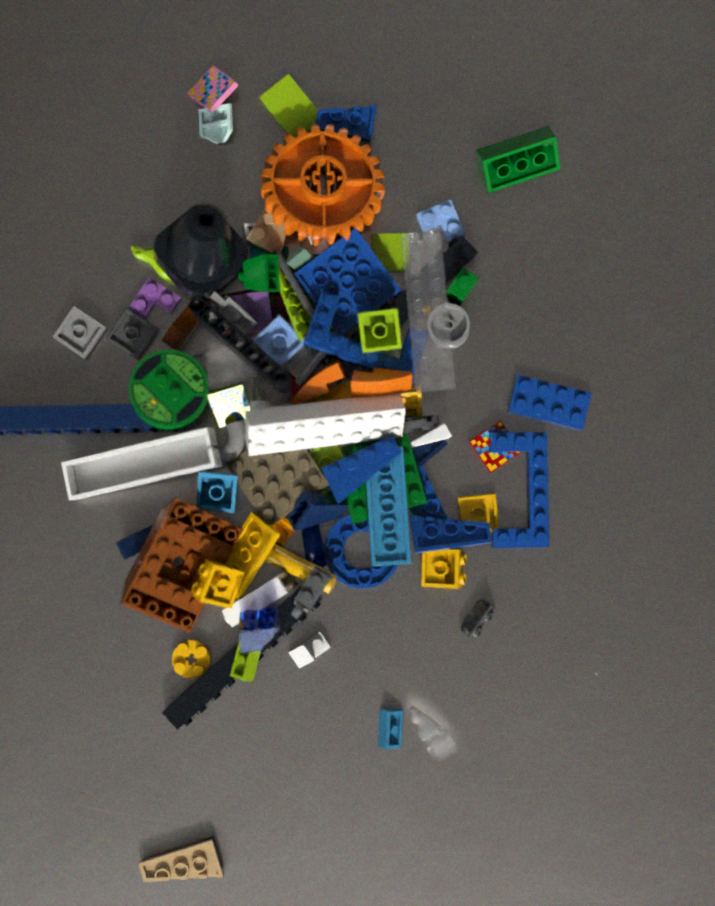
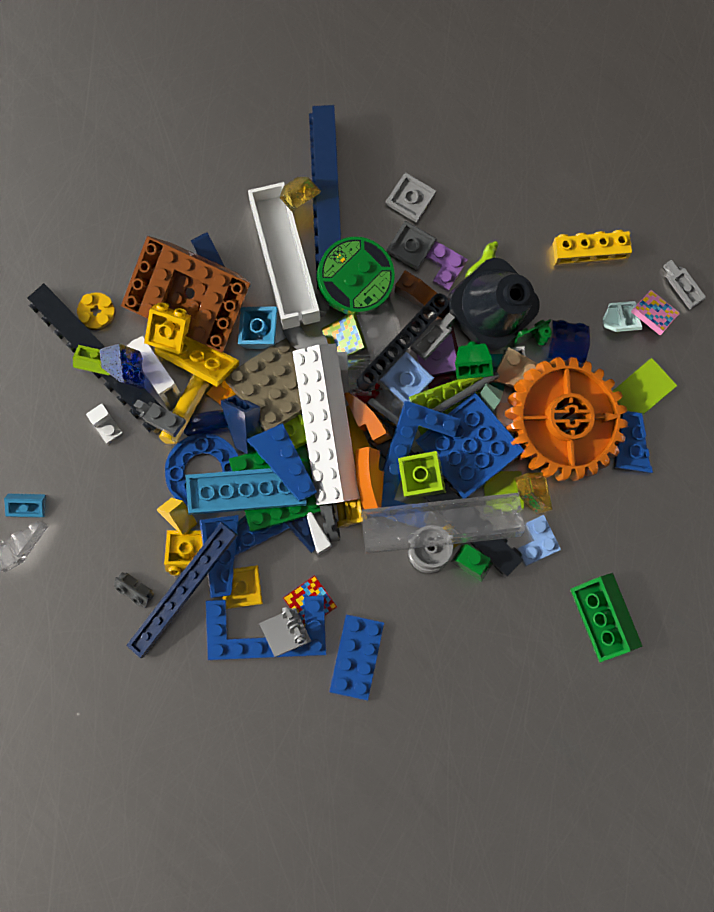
camera: 90 degrees right, 10 degrees down
(76, 446) = (298, 192): none -> clear yellow slope
(140, 148) = (592, 247): none -> yellow brick
(183, 58) = (684, 285): none -> light grey hinge
(232, 204) = (540, 332): none -> green hinge
(239, 178) = (569, 340): none -> clear blue slope
(393, 221) = (534, 491): none -> clear yellow slope
(406, 576) = (177, 515): none -> yellow slope
(483, 570) = (182, 590): none -> dark blue plate
(526, 470) = (285, 631): none -> light grey hinge

